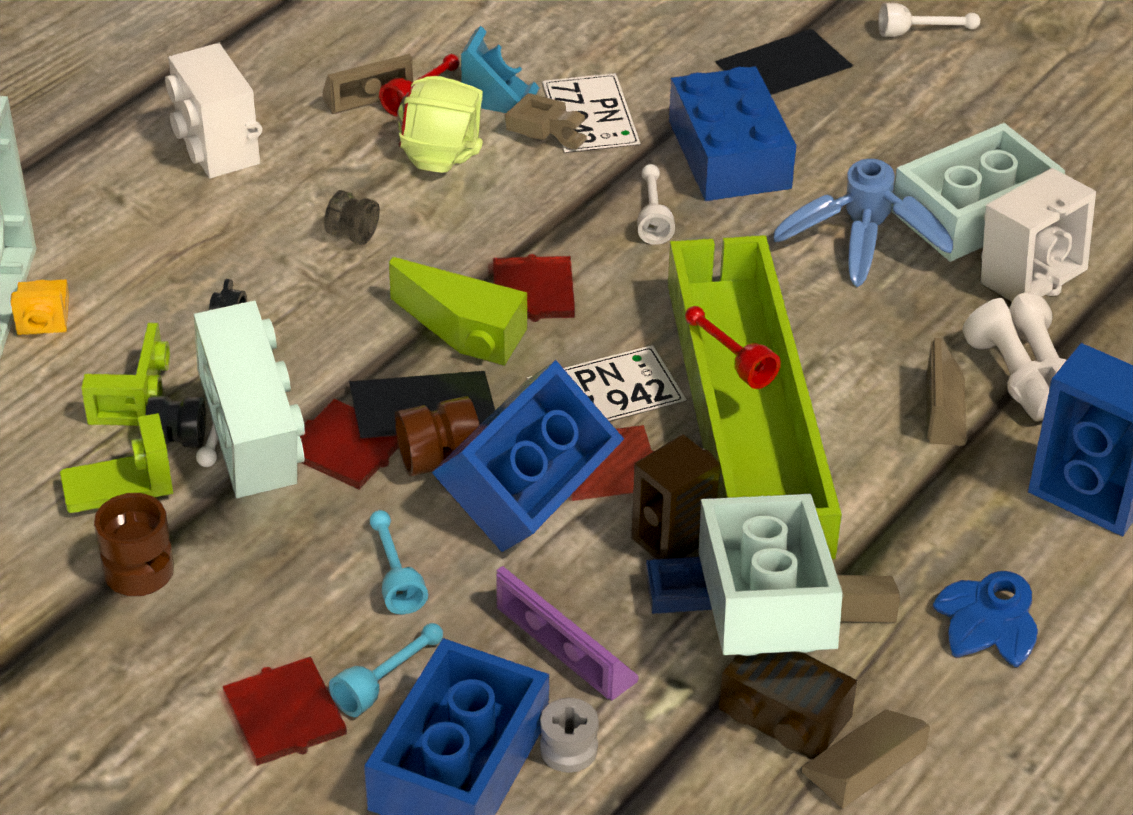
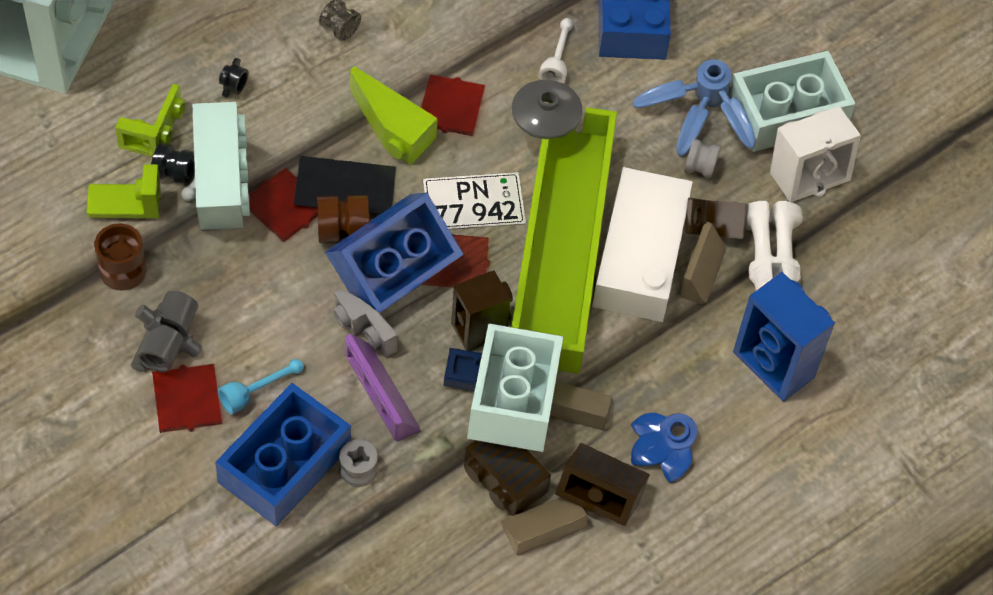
camera: 10 degrees right, 15 degrees up
(40, 306) = (109, 45): yellow bracket -> none
(230, 625) = (166, 332): none -> dark grey pin
(398, 578) = (286, 327): medium azure hinge -> none
(496, 543) = (361, 318): none -> light grey slope
(673, 249) = (545, 119): none -> dark grey dish
(746, 357) = (565, 221): red hinge -> none
(861, 384) = (642, 244): none -> white brick
(891, 277) = (702, 158): none -> light grey wheel
(933, 680) = (602, 484): none -> dark brown brick
(959, 329) = (727, 217): none -> dark brown bracket

